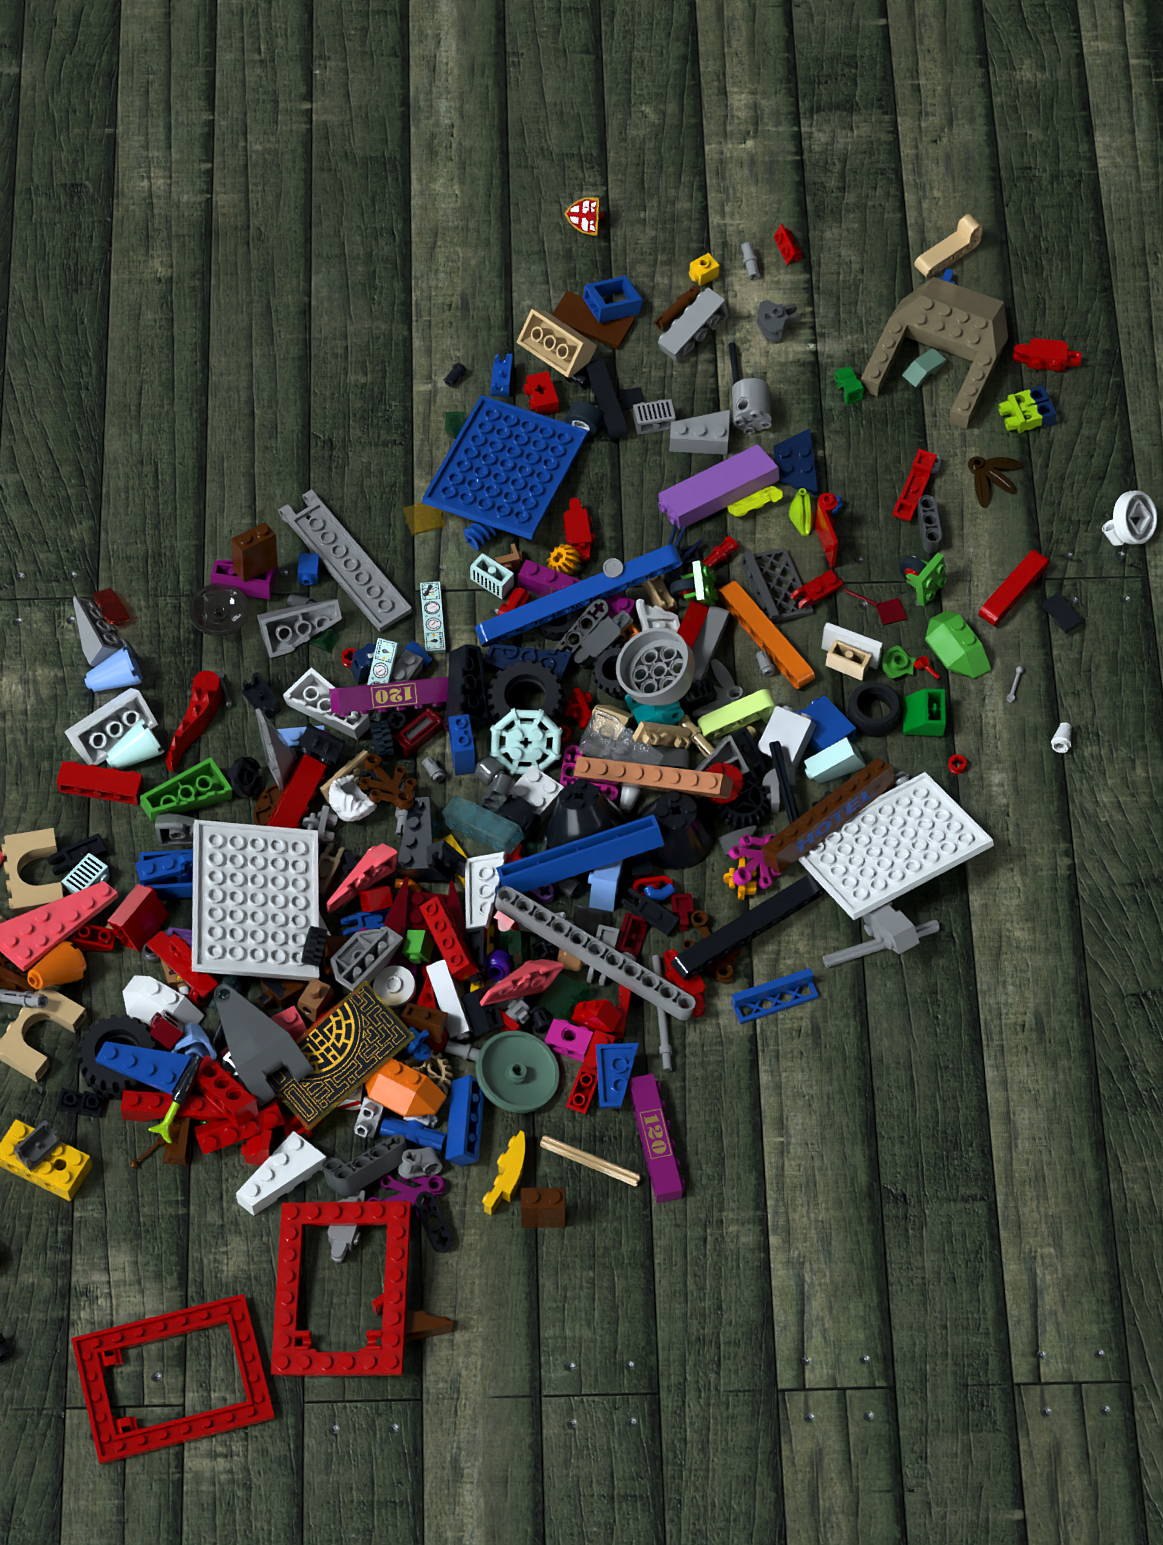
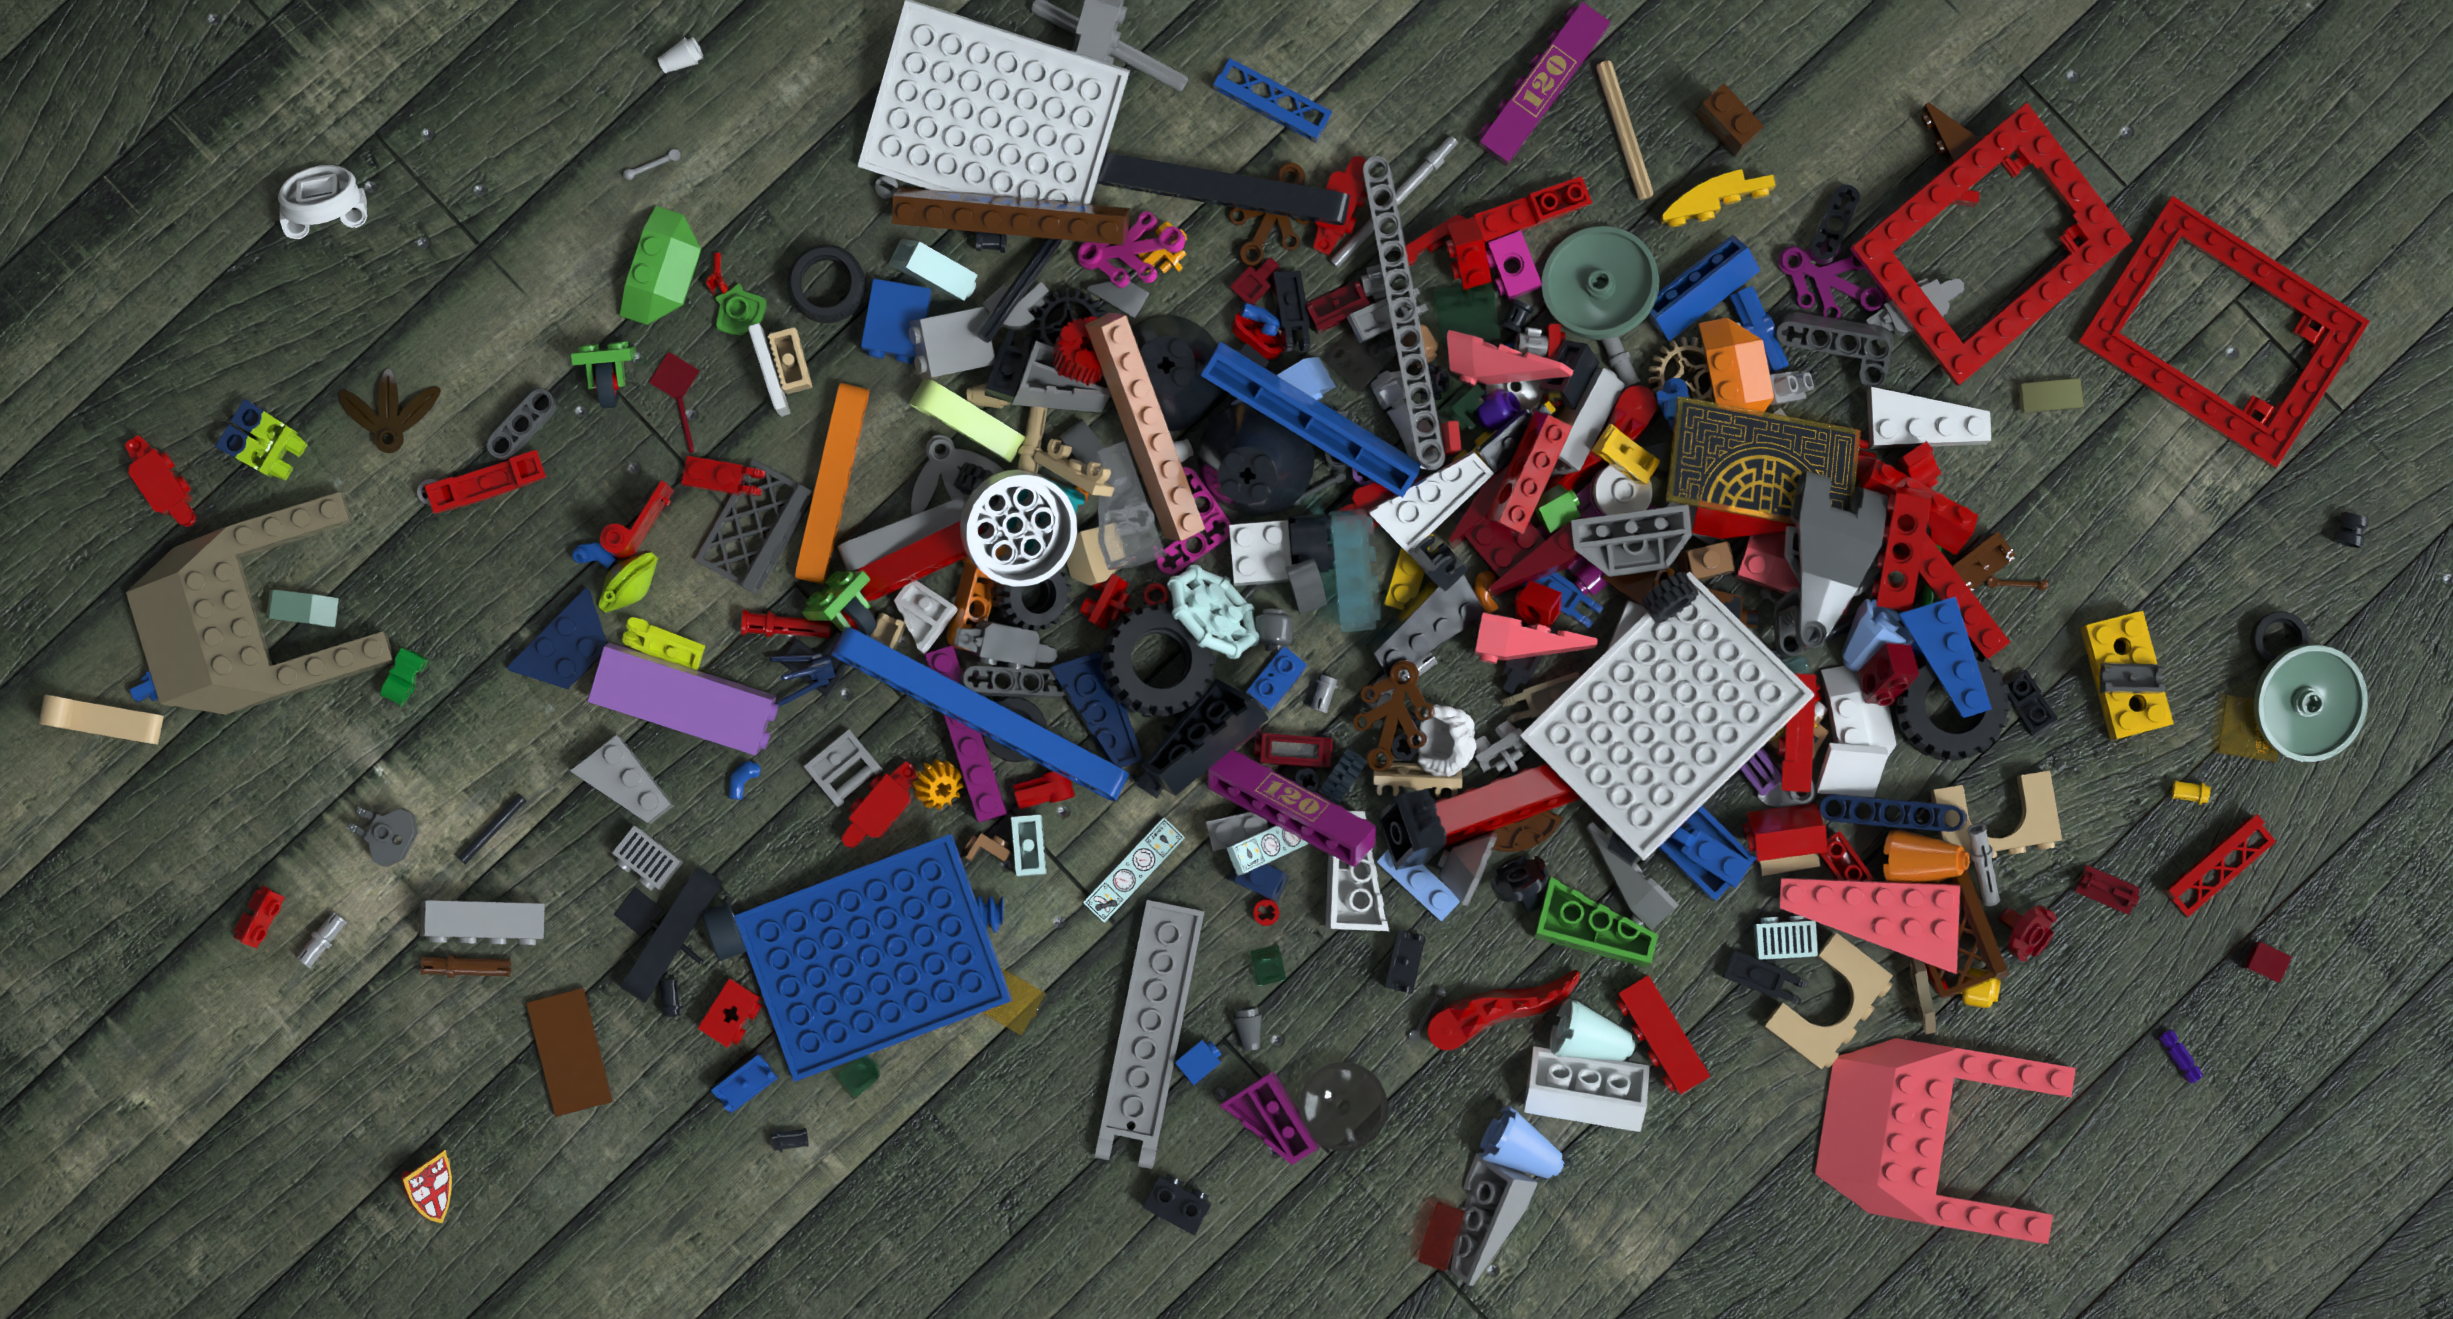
camera: 130 degrees left, 25 degrees up
(93, 977) = (1879, 816): none -> dark blue beam
(136, 977) = (1851, 770): none -> white tile
(179, 1097) = (1950, 587): black piece -> none
(228, 1255) = (2051, 395): none -> olive slope
(249, 506) = (1177, 1204): none -> black brick
(254, 552) = (1256, 1114): reddish brown brick -> none
(292, 626) = (1288, 1011): light grey wedge -> none
(416, 991) = (1626, 455): none -> yellow hinge
(417, 649) = (1197, 840): blue cone -> none
(421, 1161) = (1783, 291): light grey piece -> none
(426, 1019) = (1643, 414): reddish brown hinge -> none
(555, 343) = (648, 1055): tan slope -> none
(607, 312) = (551, 1059): blue window -> none
(613, 568) = (923, 695): light grey piece -> none
(613, 1072) = (1518, 179): blue wing -> none
(620, 531) = (836, 760): none -> light grey plate
(655, 485) = (739, 776): none -> blue arm
(704, 269) = (385, 981): yellow brick -> none
(751, 405) = (538, 754): light grey cylinder -> none
(766, 668) = (870, 452): light grey pin -> none
(924, 713) = (784, 225): green slope -> none
(957, 770) = (814, 134): red bush -> none
(1014, 587) = (526, 262): red beam -> none
(1062, 613) = (515, 183): black slope -> none

